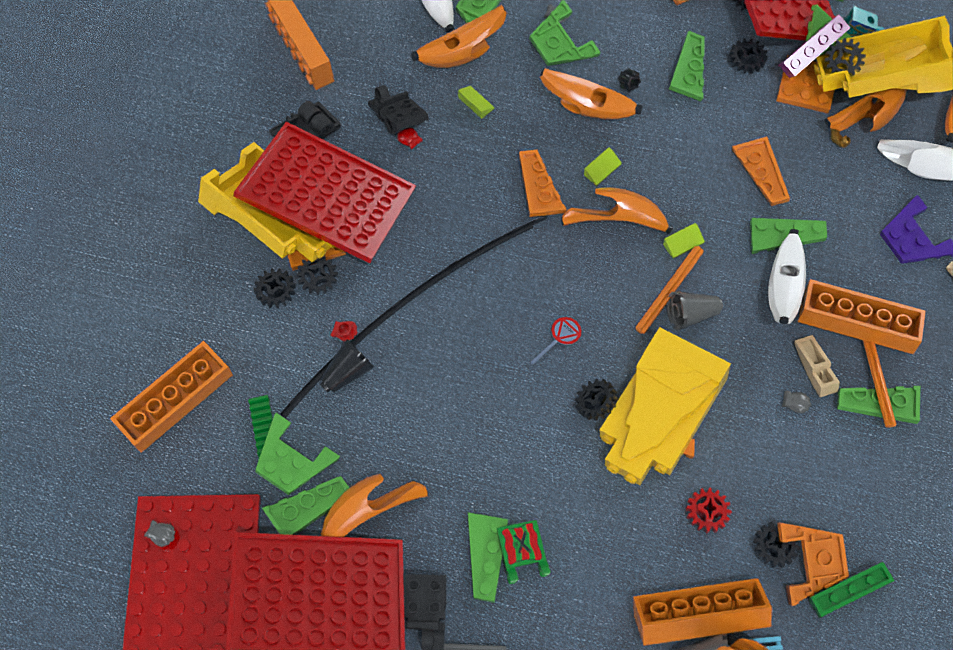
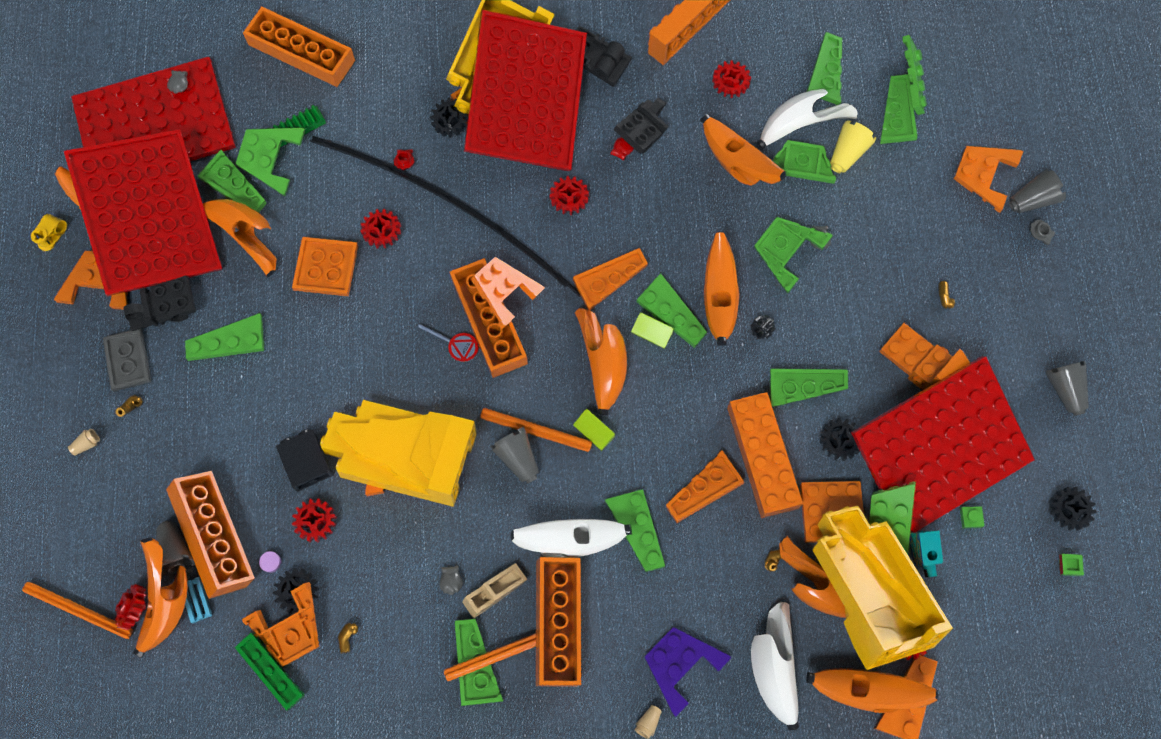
camera: 70 degrees right, 5 degrees up
(273, 286) = (435, 89): black gear -> none
(345, 367) = (367, 170): black cone -> none
(368, 27) = (731, 79): none -> red gear
(423, 371) = (372, 227): none -> red gear
(437, 435) = (325, 266): none -> orange plate
(439, 188) = (560, 193): none -> red gear
(475, 101) = (685, 193): lime slope -> none
(522, 273) = (497, 282): none -> wing
(522, 546) = (238, 366): flag -> none
(548, 295) = (499, 346): none -> orange brick
(584, 148) = (669, 308): none -> bright green wing
(596, 399) = (394, 390): black gear -> none
(642, 504) = (303, 460): none -> black panel
(738, 565) = (270, 562): none -> lavender tile
(747, 115) = (764, 455): none -> orange brick
(814, 46) = (865, 498): brick -> none
(829, 511) = (344, 635): none -> pearl gold arm
(842, 51) = (865, 526): black gear -> none

